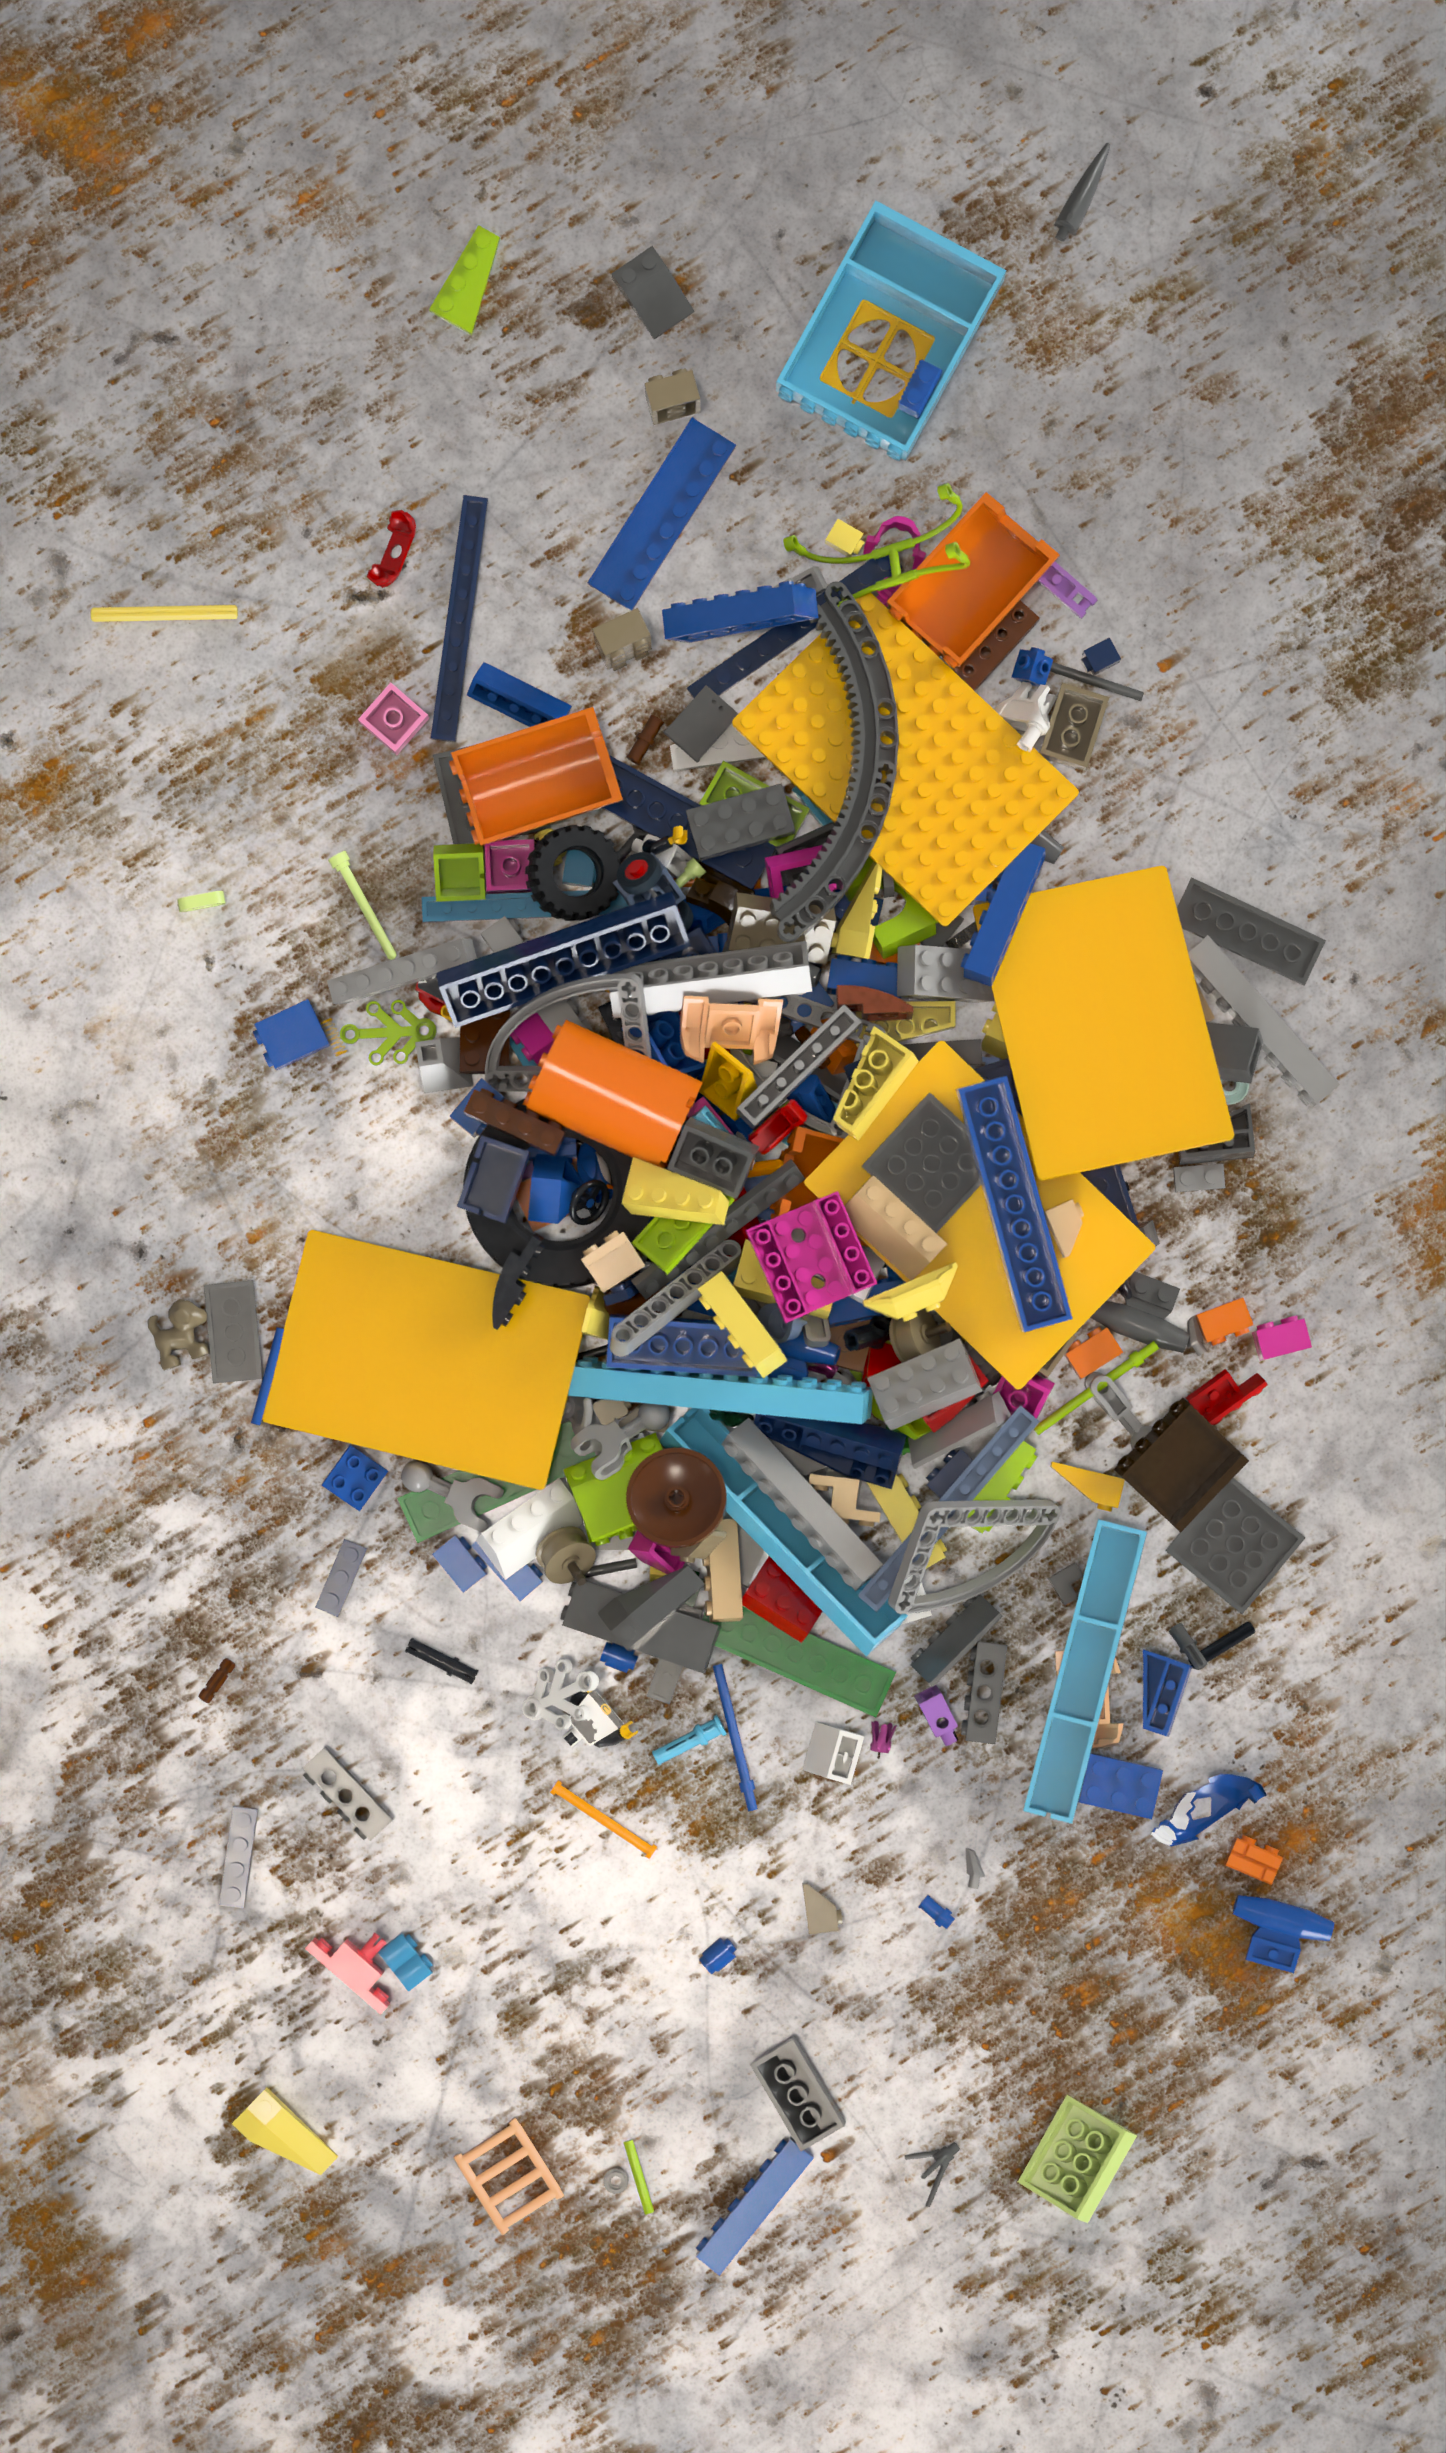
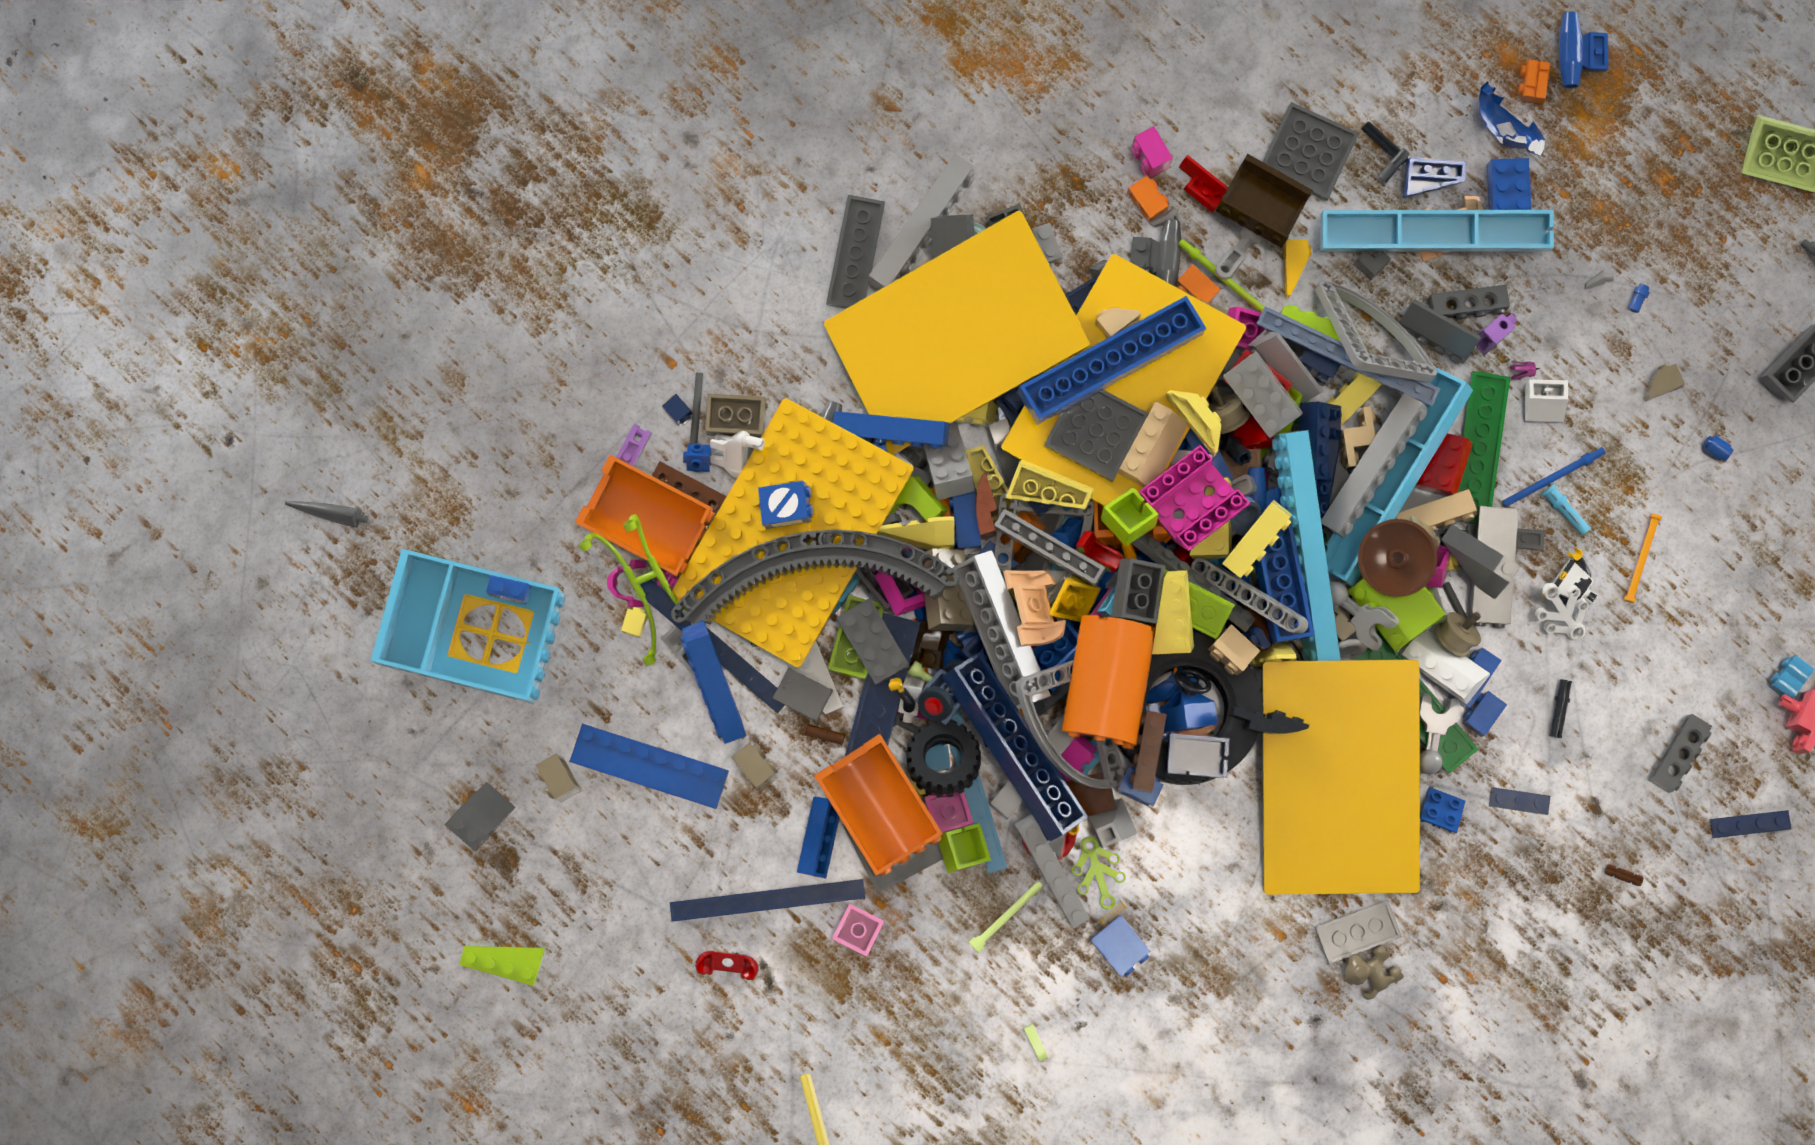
camera: 105 degrees left, 5 degrees down
(267, 1378) = (1385, 896): blue bar -> none
(618, 1657) = (1522, 578): blue brick -> none
(808, 1168) = (1125, 517): none -> lime piece
(939, 756) = (785, 504): none -> blue brick

